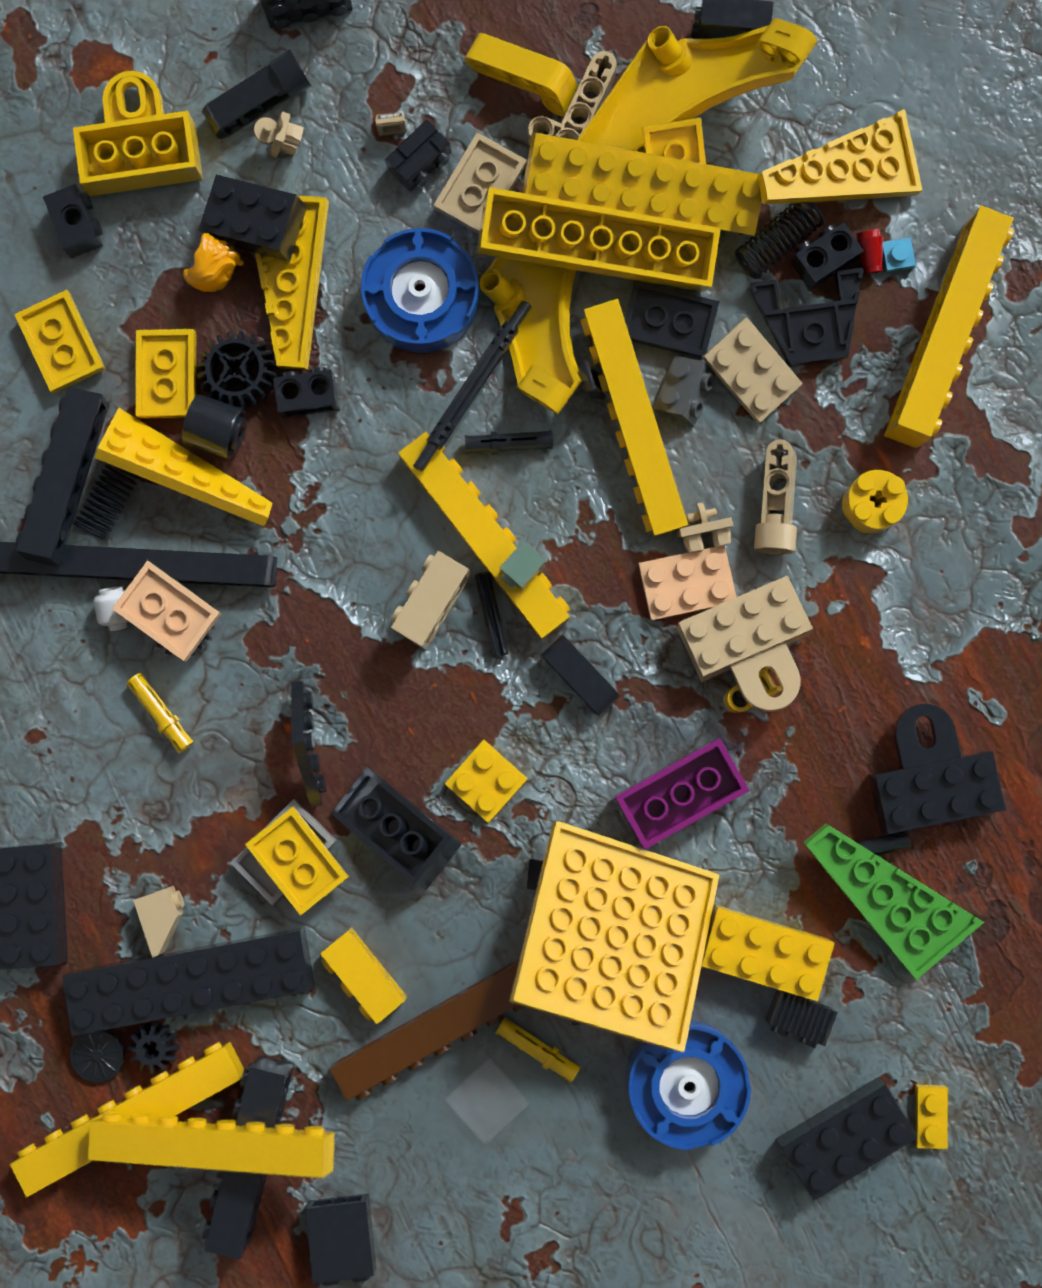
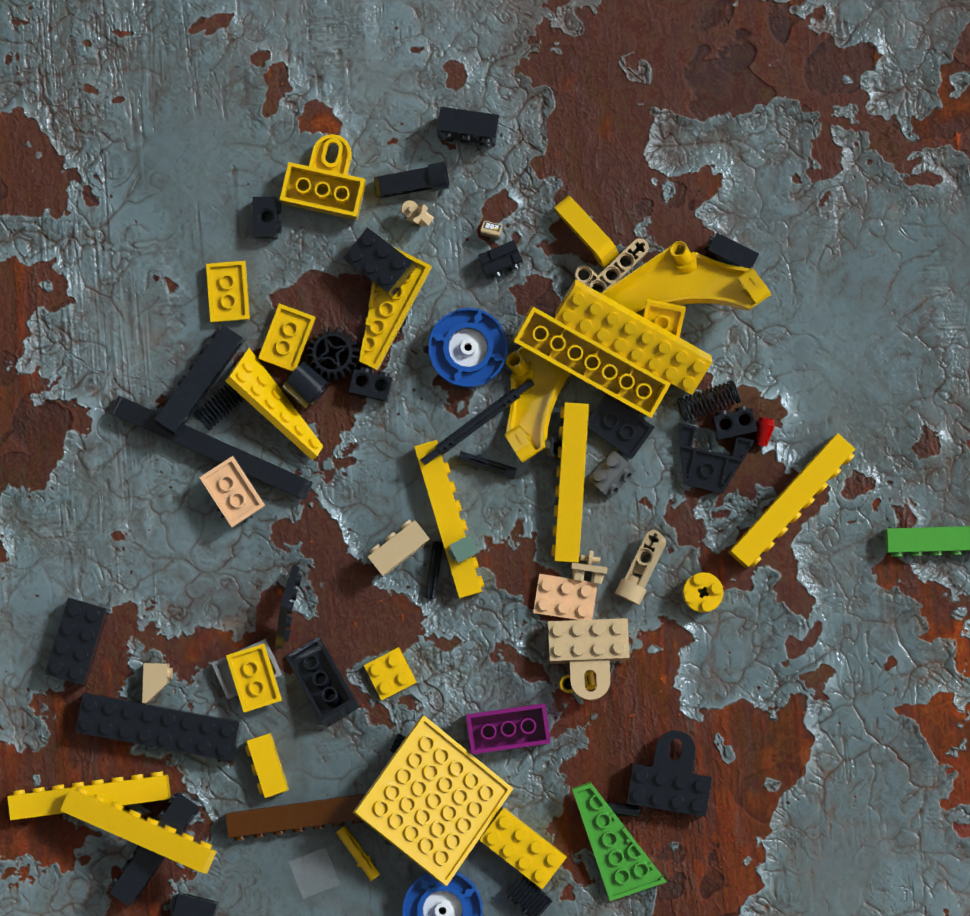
camera: 20 degrees right, 0 degrees up
(97, 1056) = (83, 751): black wheel -> none
(103, 608) = (195, 471): white head -> none
(164, 1047) = (114, 758): black gear -> none
(166, 722) = (201, 548): yellow pin -> none
(212, 264) = (343, 281): light orange hair -> none
(481, 167) = (535, 288): tan plate -> none
(580, 675) = (474, 630): black beam -> none
(752, 370) = (658, 478): tan plate -> none
(855, 166) = (776, 375): yellow wing -> none
(898, 255) = (781, 440): medium azure plate -> none

